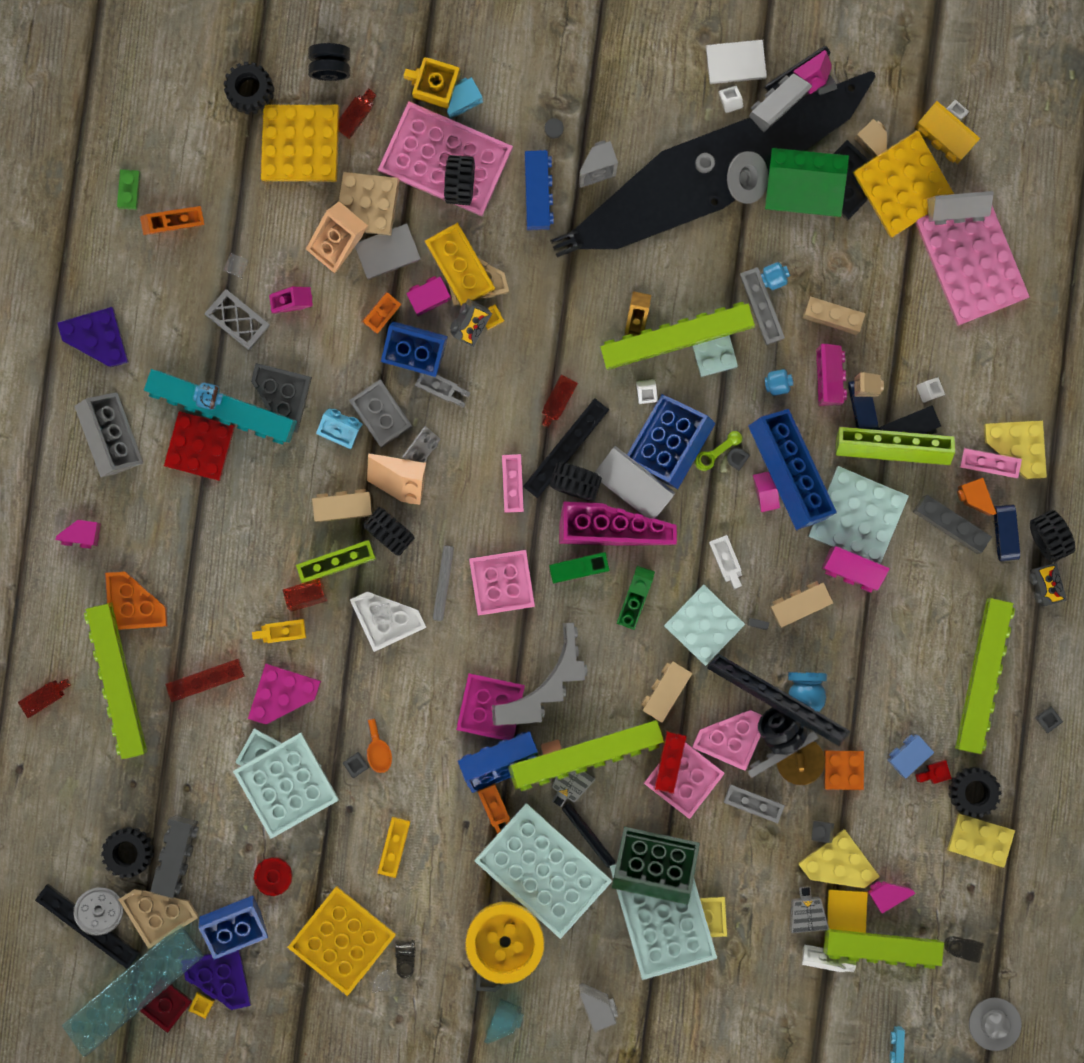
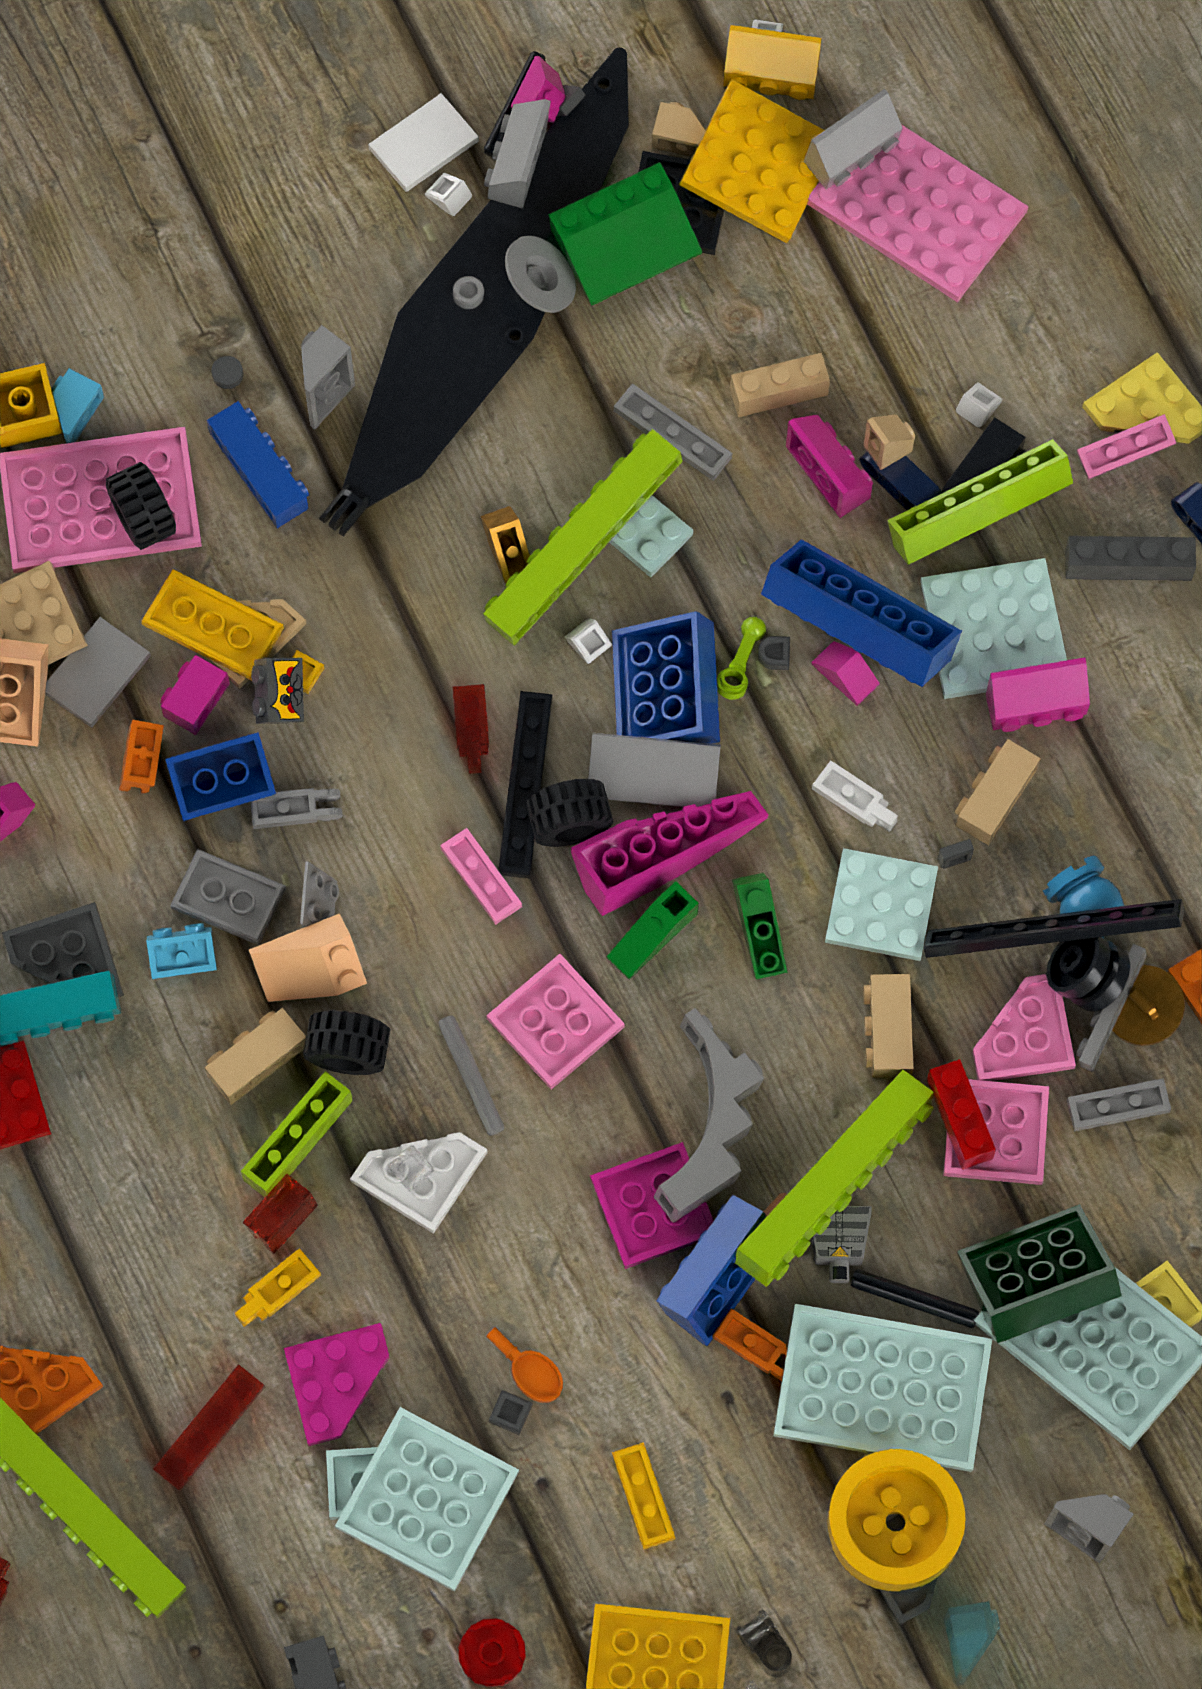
camera: 35 degrees left, 15 degrees down
(775, 276) = (665, 380): dark azure head -> none
(778, 382) = (764, 516): dark azure head -> none
(976, 496) = (1139, 503): orange slope -> none

